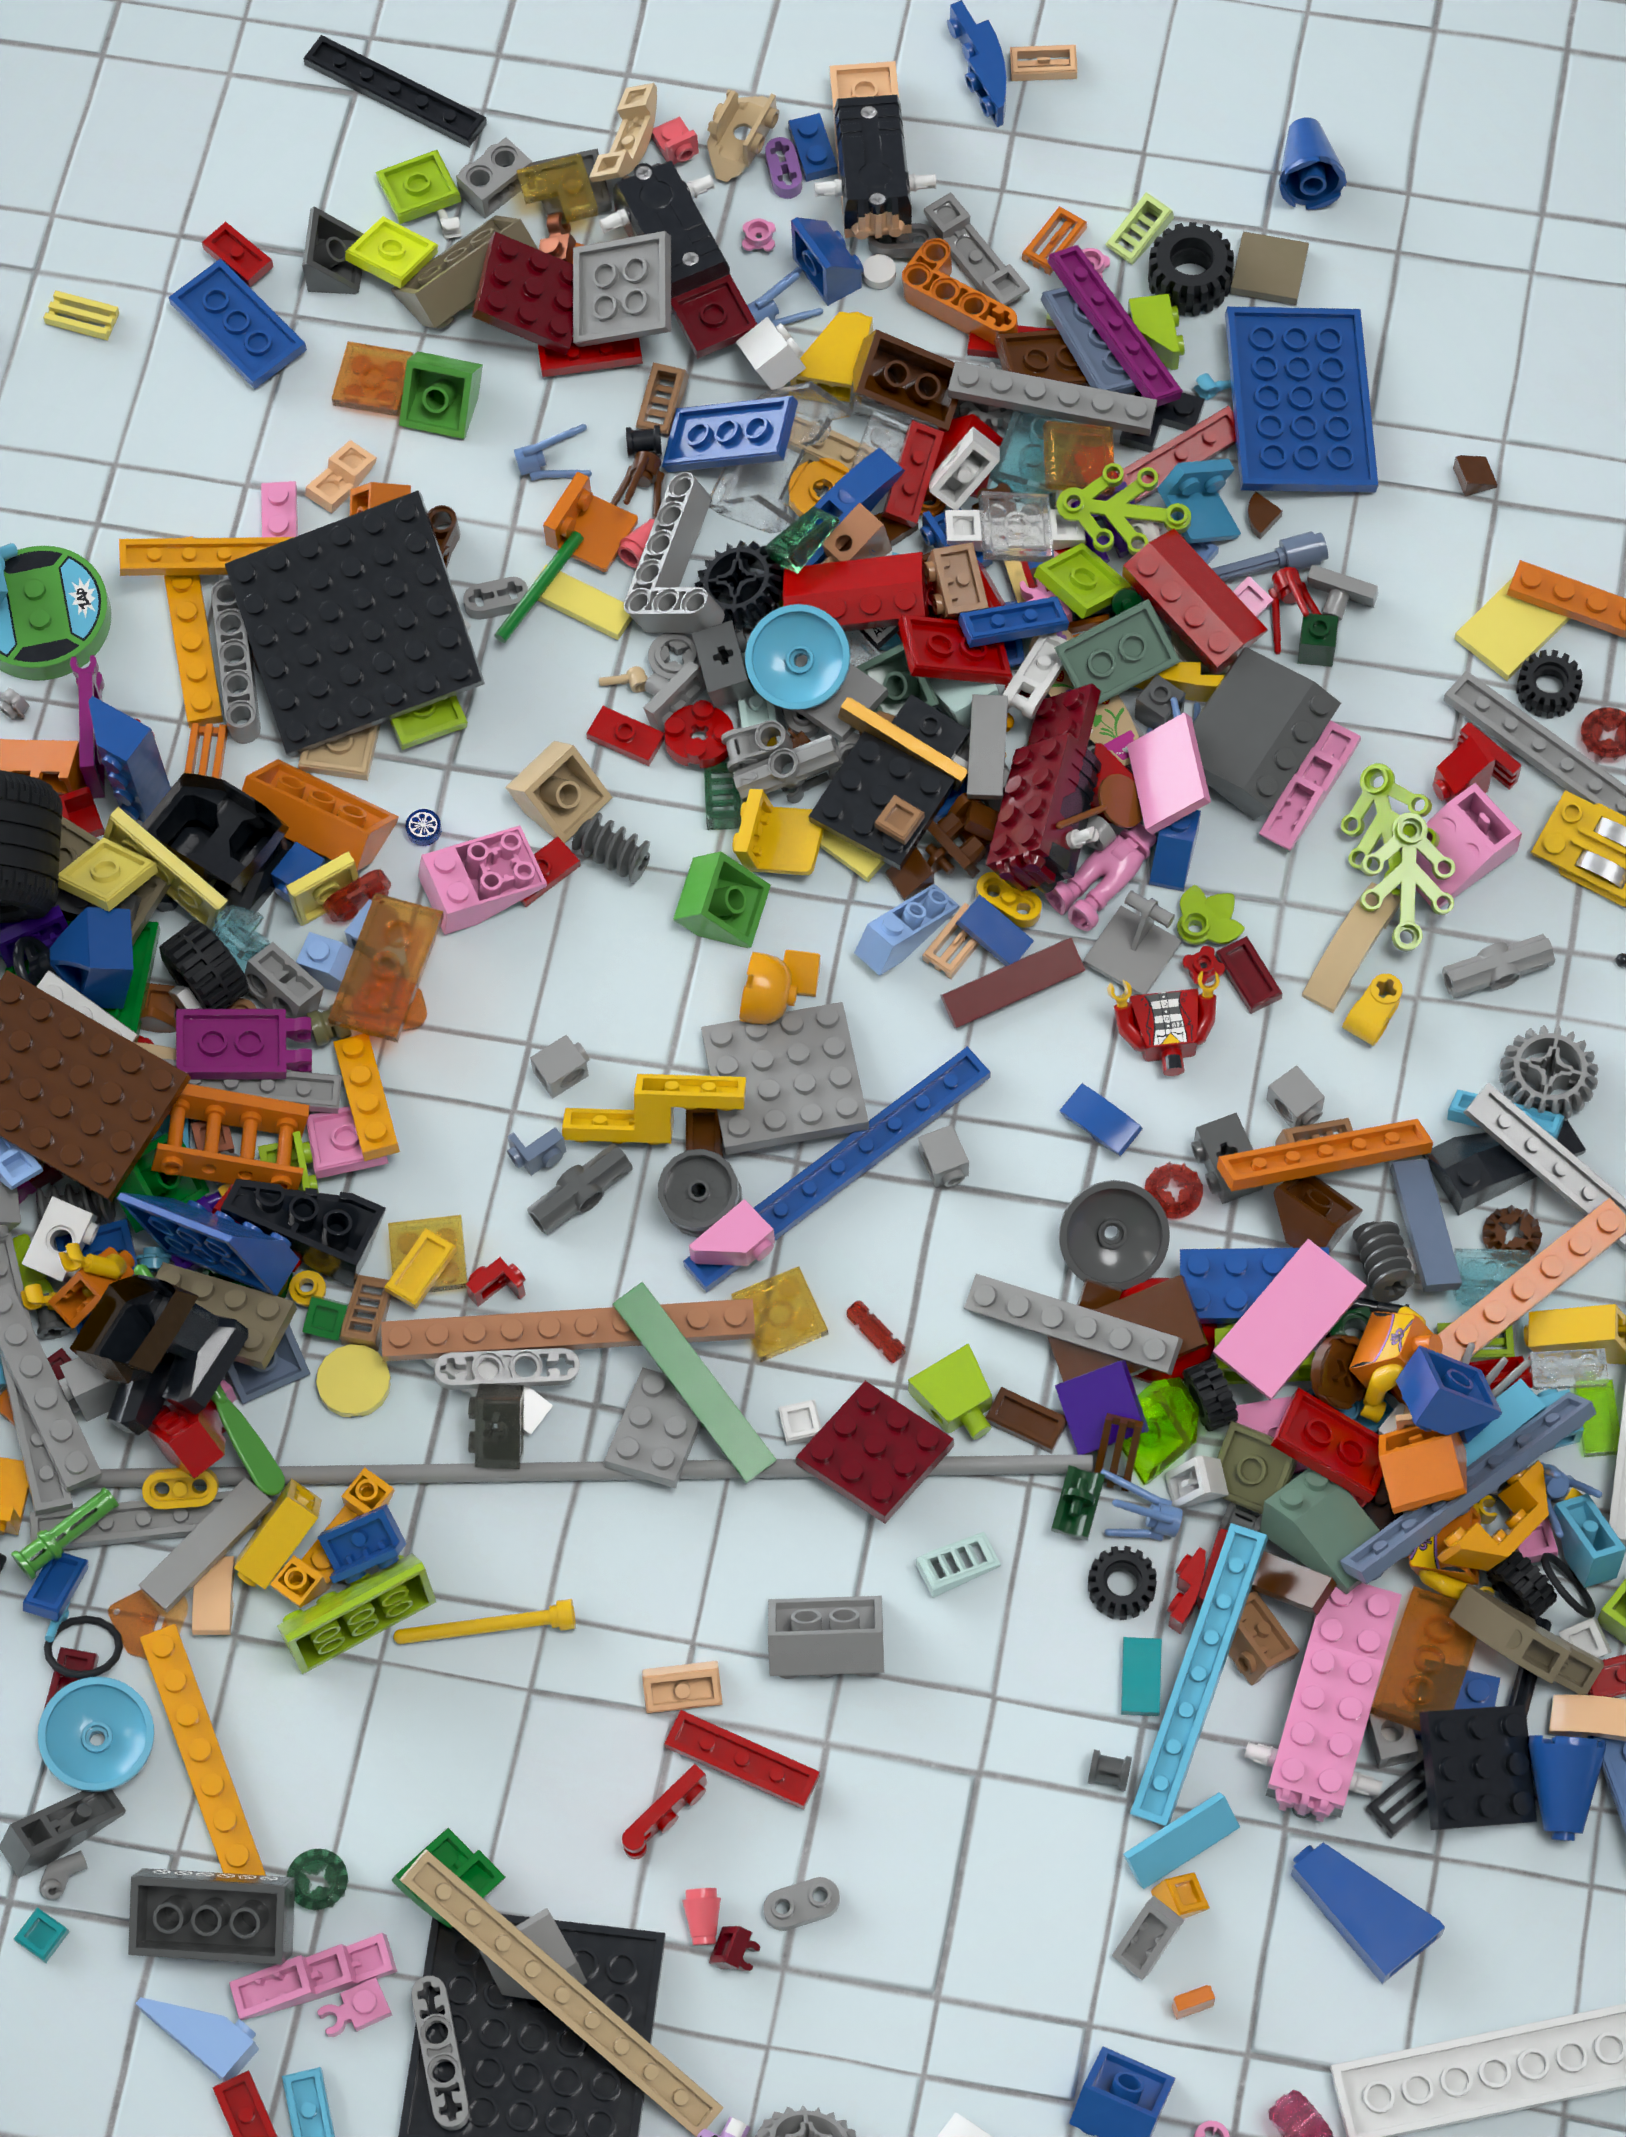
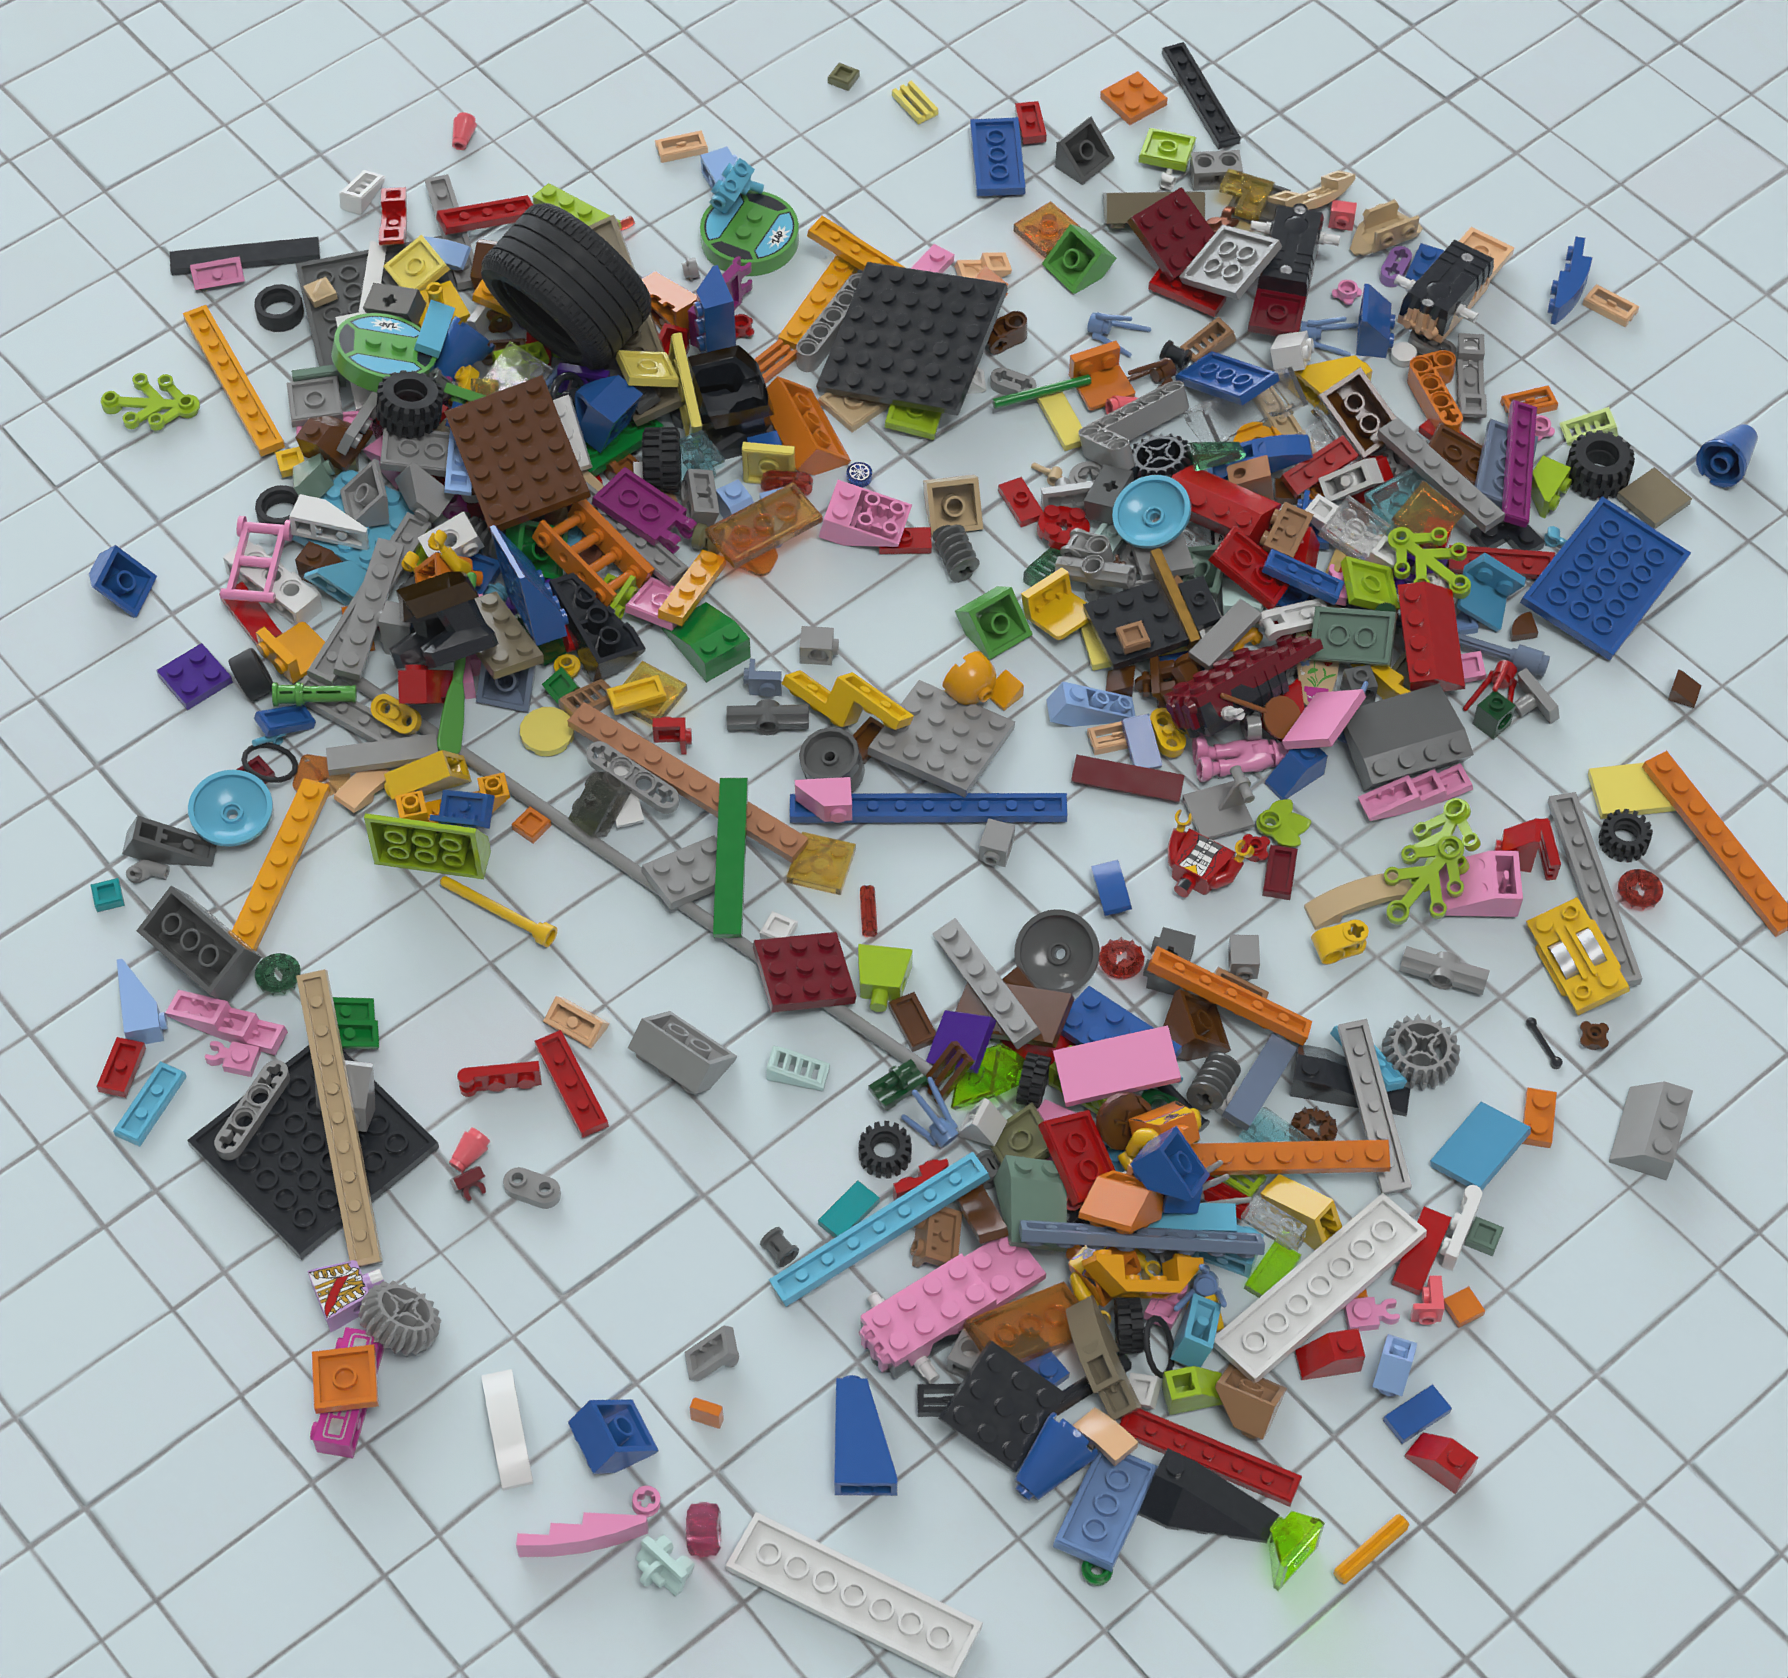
camera: 35 degrees right, 10 degrees down
(323, 144) = (1133, 98): none -> orange plate
(391, 252) = (1119, 172): neon yellow tile -> none
(434, 1501) = (531, 824): none -> orange tile
(439, 1144) = (710, 641): none -> green slope
(1181, 1840) = (785, 1317): medium azure tile -> none
(1182, 1895) = (757, 1351): light orange slope -> none

